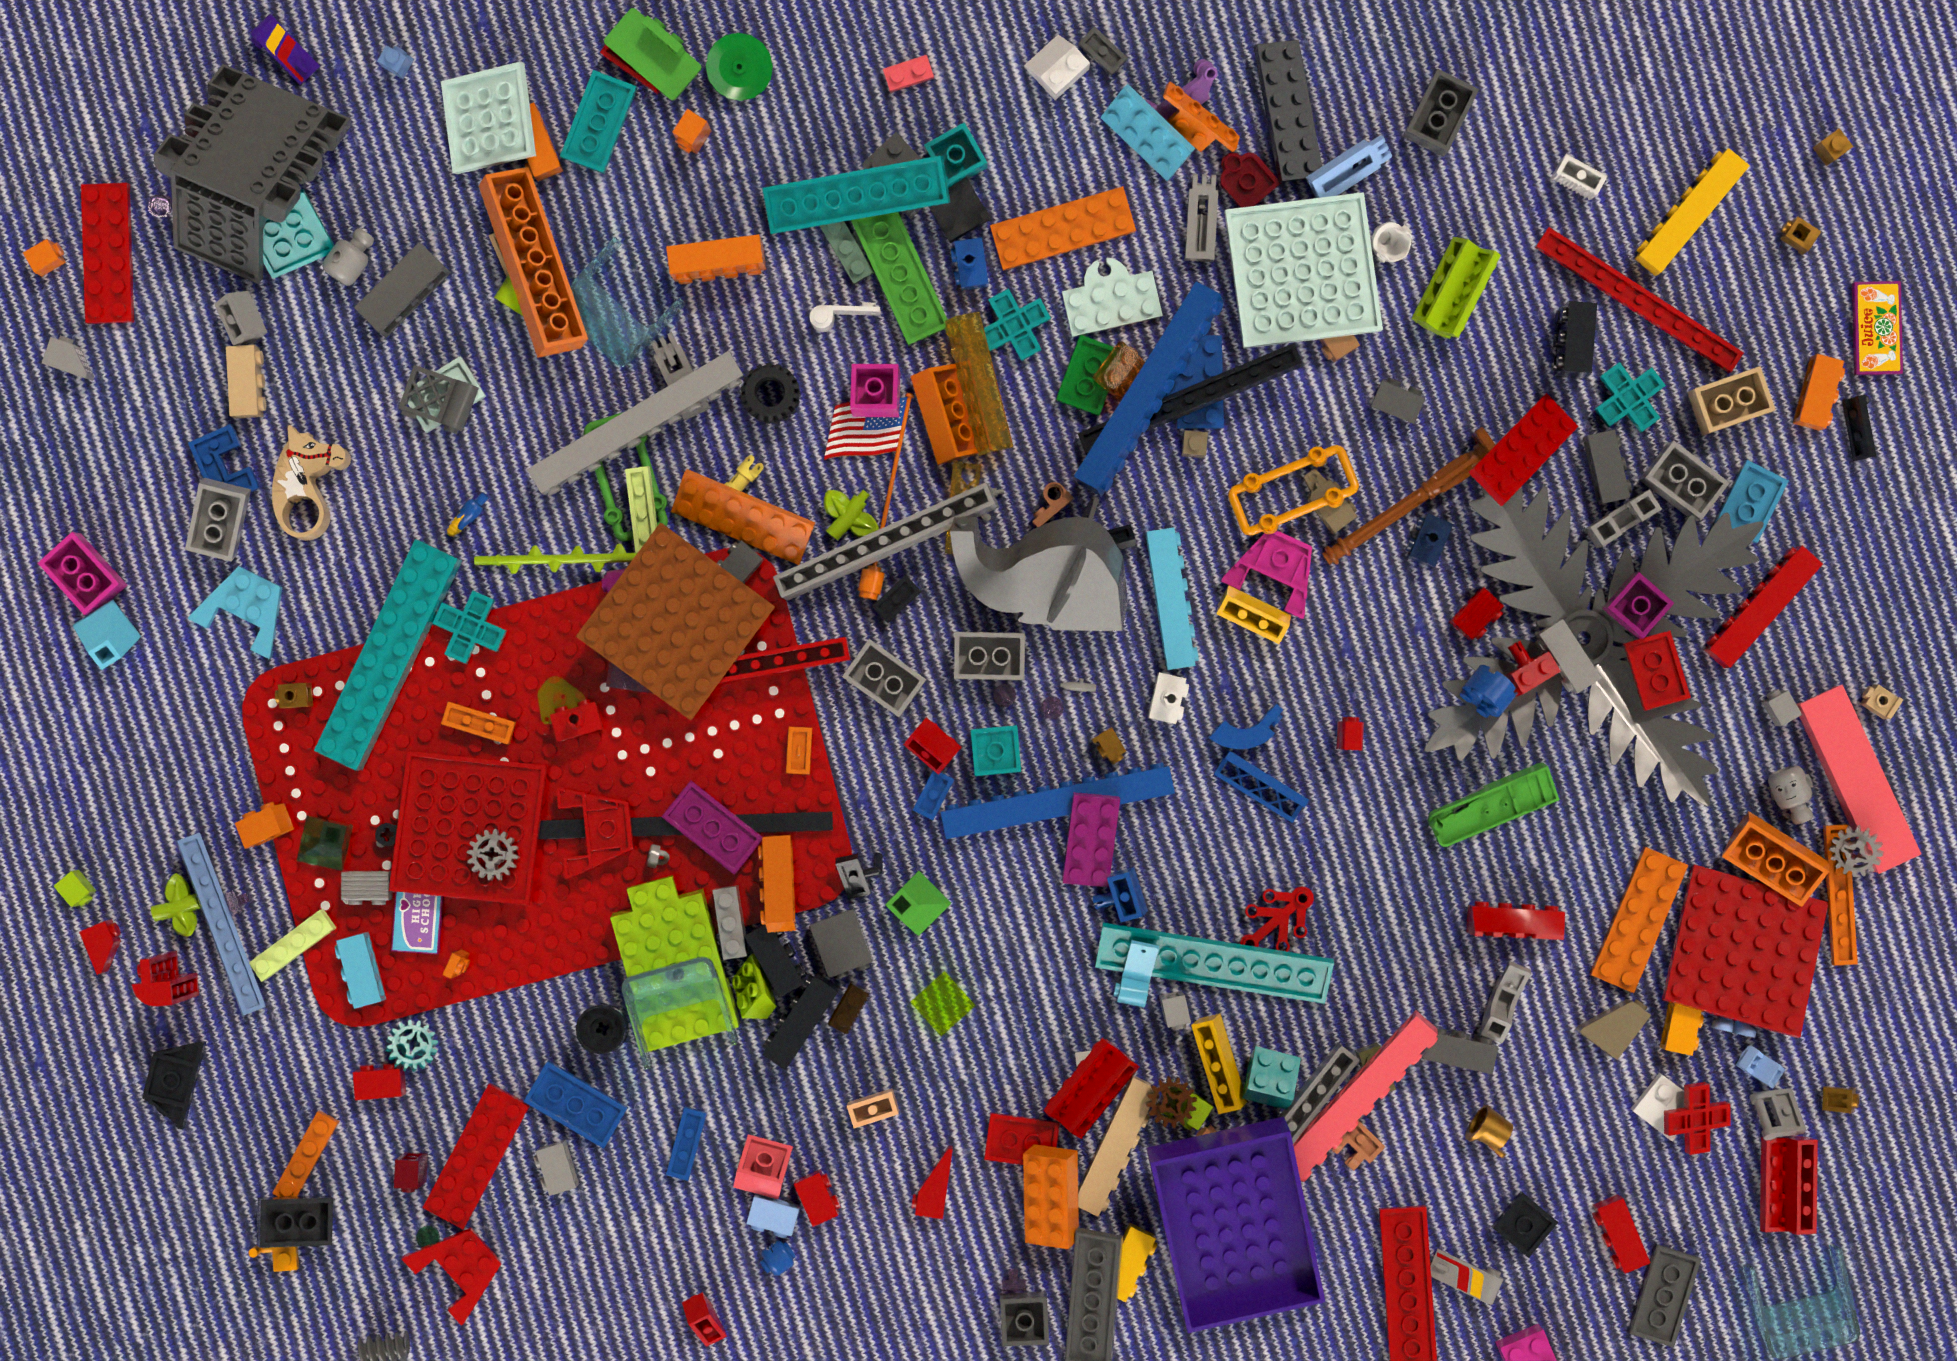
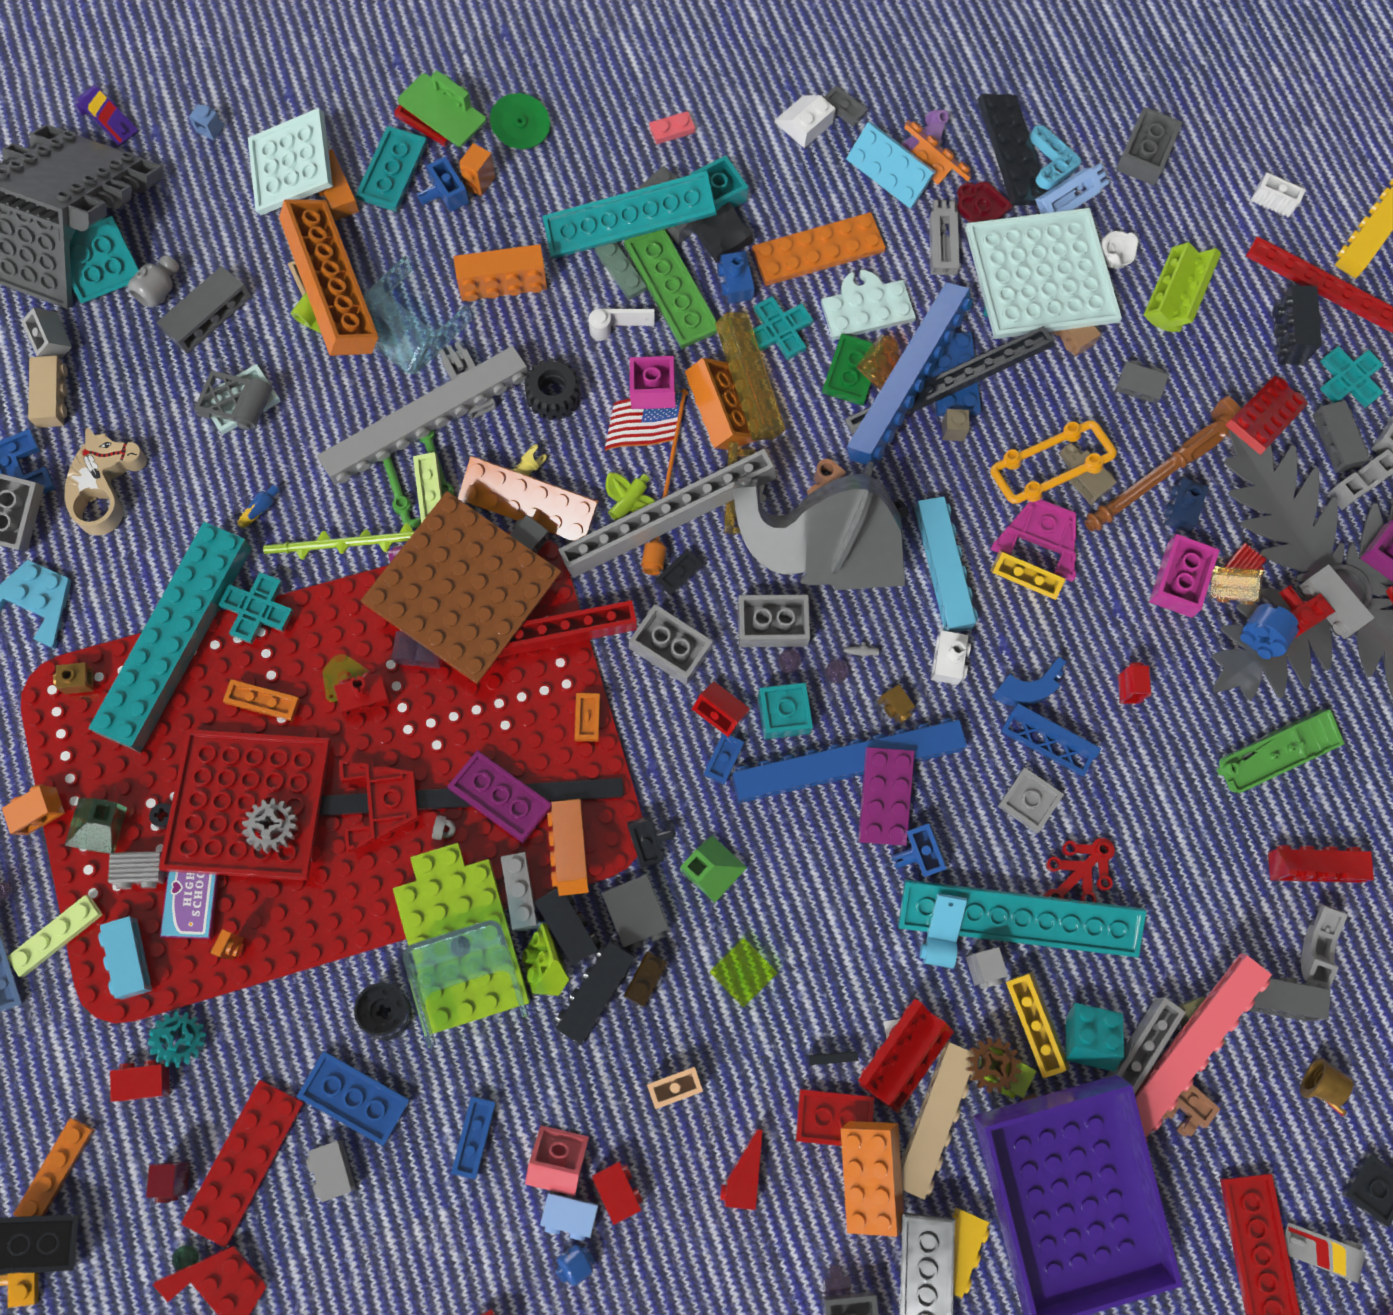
camera: 10 degrees left, 15 degrees down
(656, 149) = (445, 186): none -> blue brick
(1022, 1086) = (831, 1058): none -> black tile
(1235, 846) = (1030, 800): none -> light grey plate
(1340, 123) = (1044, 141): none -> medium azure beam
(1416, 620) = (1184, 576): none -> dark pink brick
(1465, 636) = (1236, 584): none -> clear yellow brick

